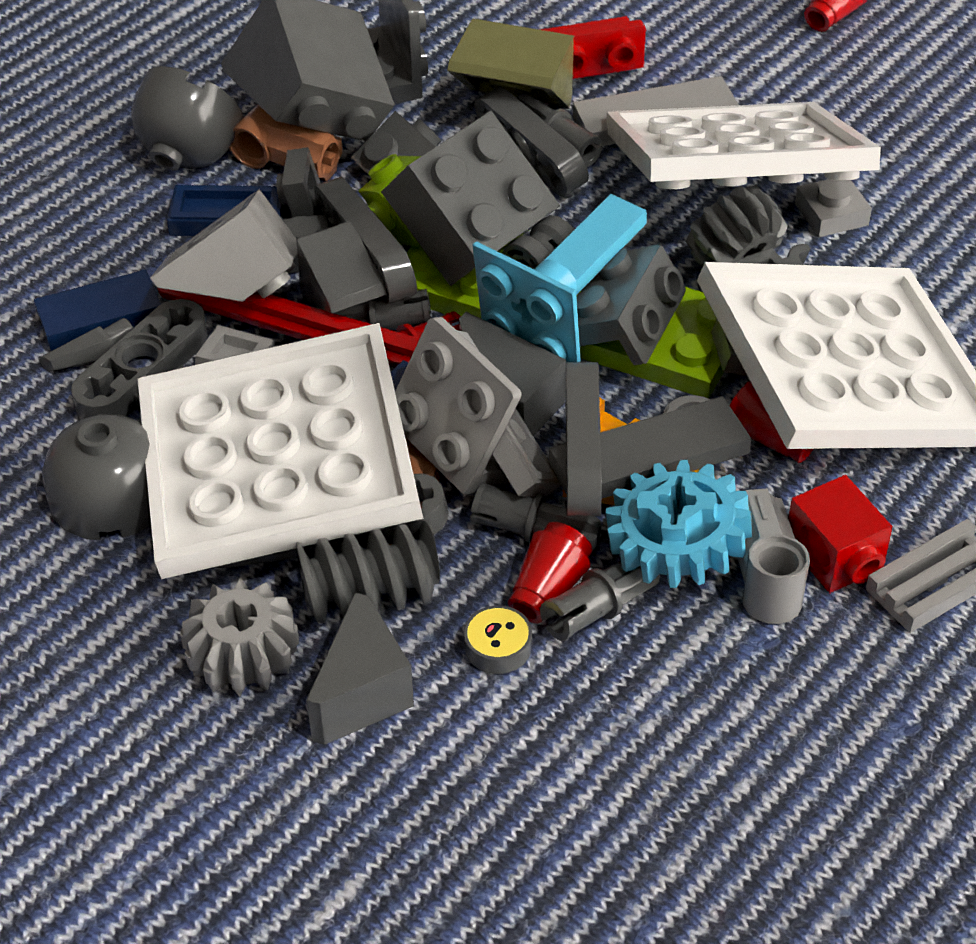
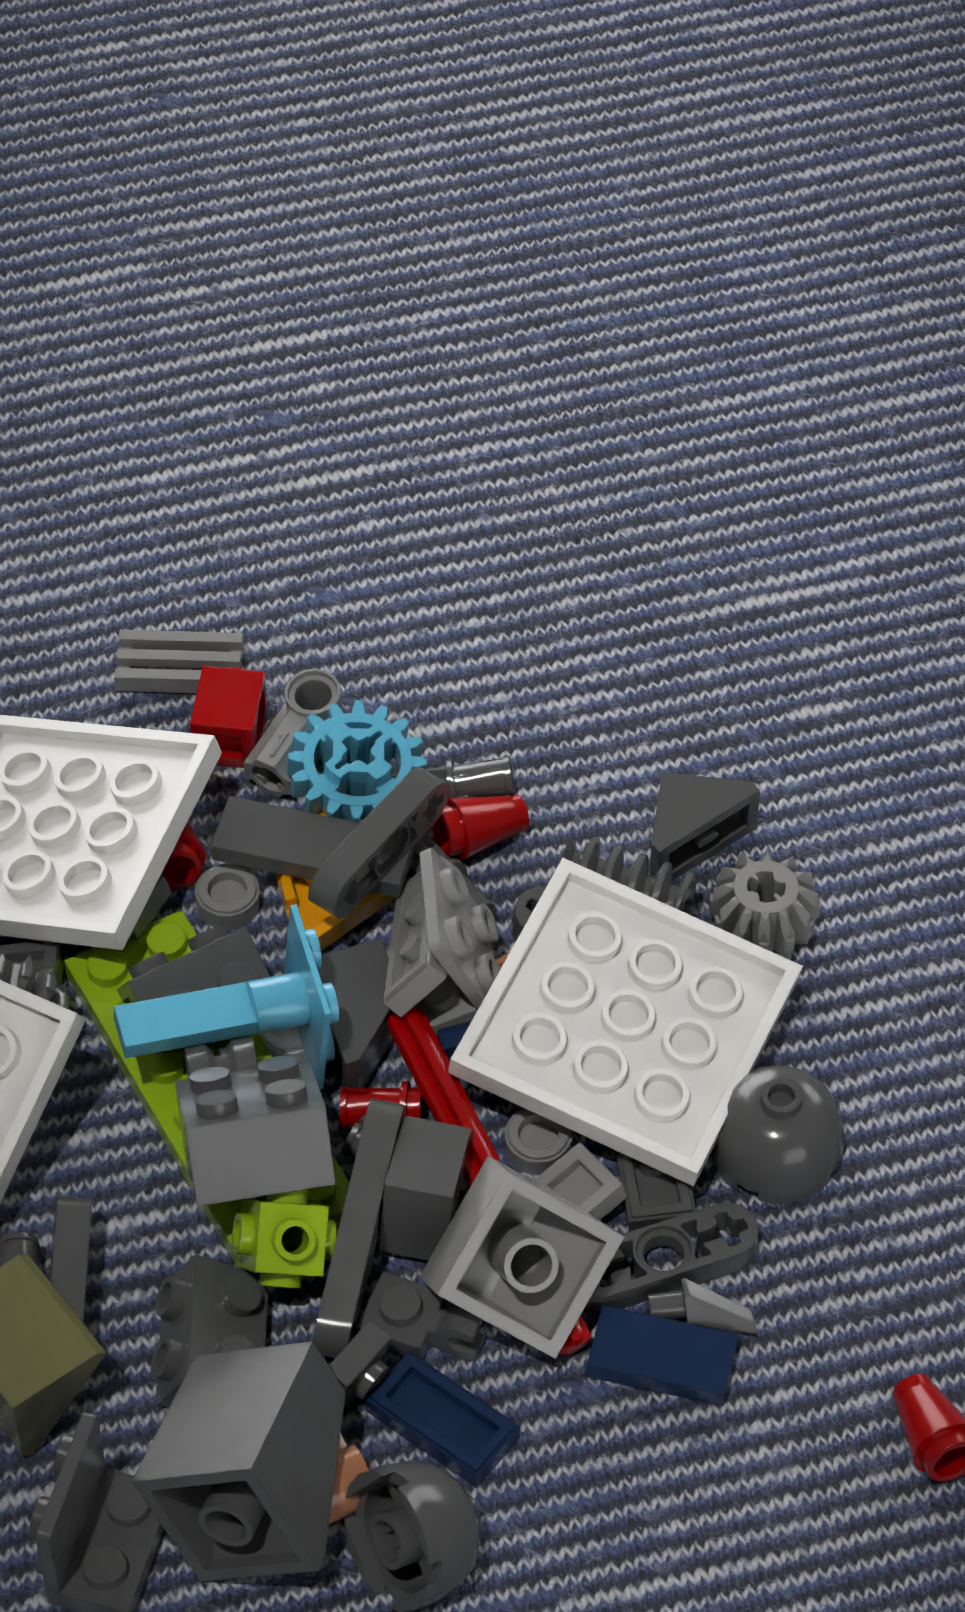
camera: 145 degrees left, 5 degrees up
(498, 639) = (559, 807): tile -> none

